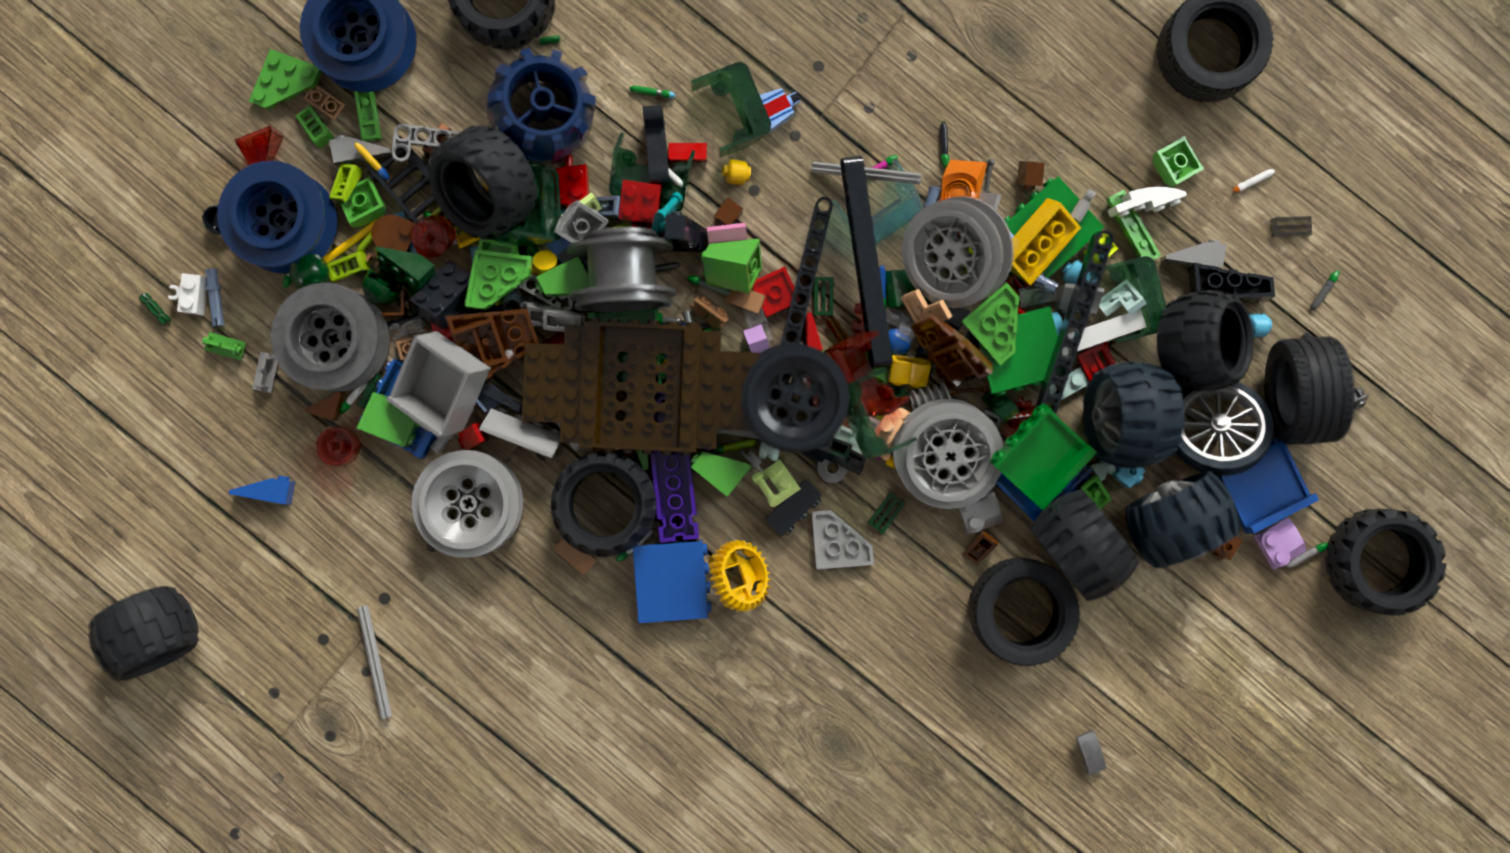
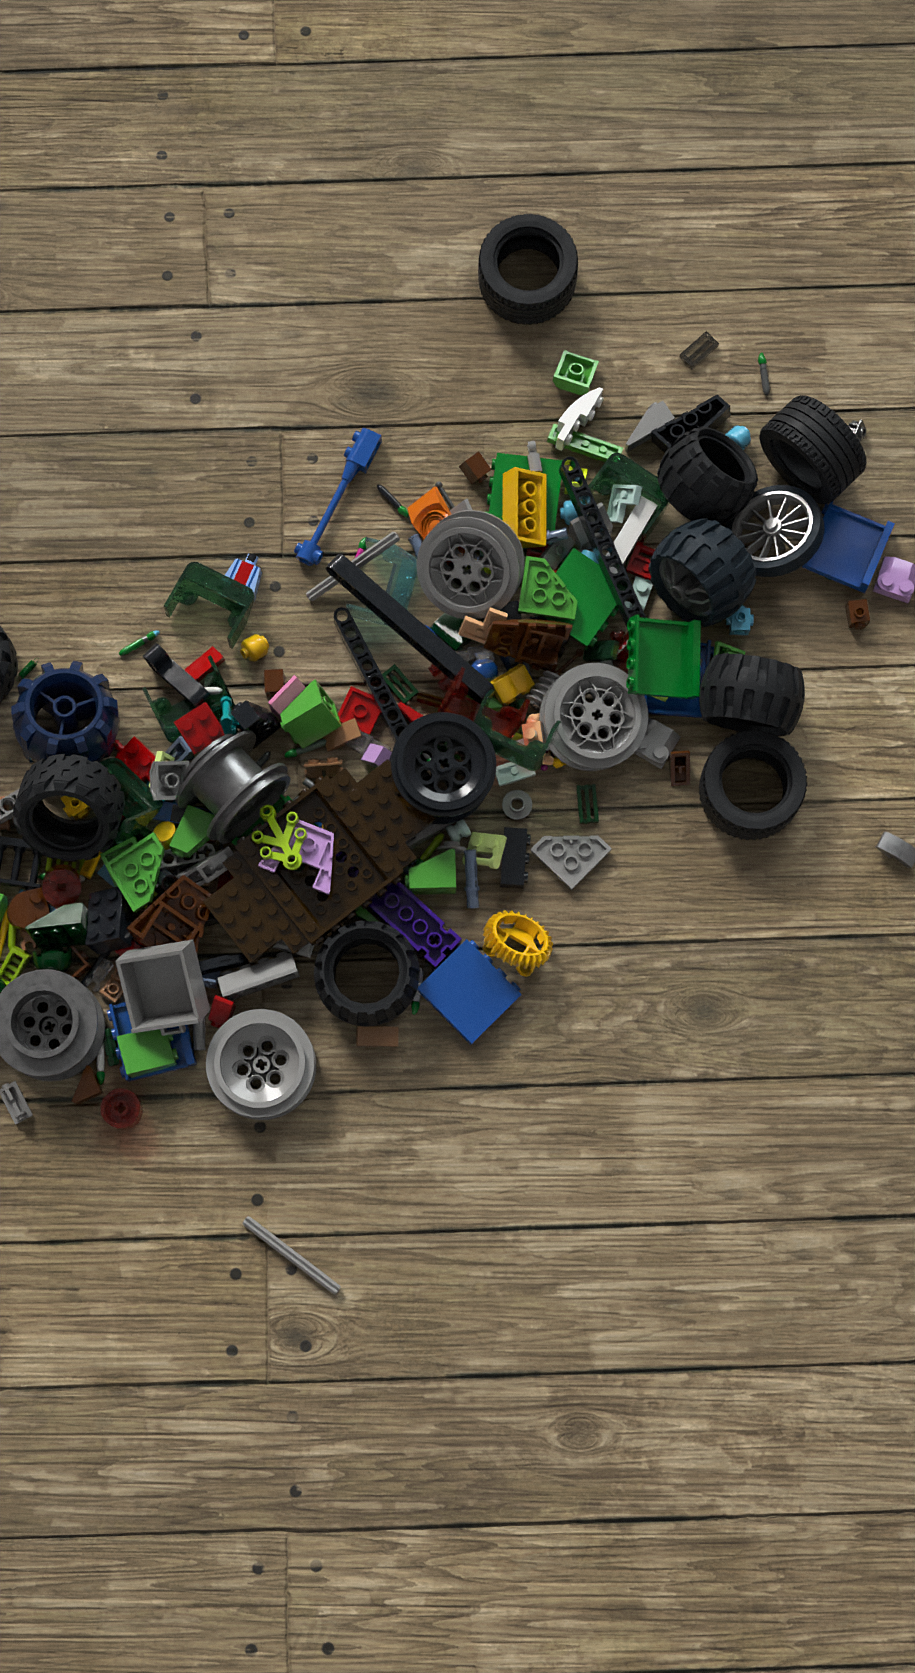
camera: 40 degrees left, 10 degrees down
(143, 632) = (90, 1378): black tyre -> none
(274, 490) = (96, 1189): blue slope -> none
(622, 349) = (281, 840): none -> lime plant
(639, 370) = (315, 852): none -> lavender wing
(742, 502) = (471, 879): none -> sand blue pin
(839, 453) = (509, 788): black slope -> none
(946, 87) = (358, 458): none -> blue bar
(1101, 470) = (718, 633): light aqua wheel -> none
(1182, 520) = (806, 616): black wheel -> none
(1254, 180) = (644, 336): white piece -> none

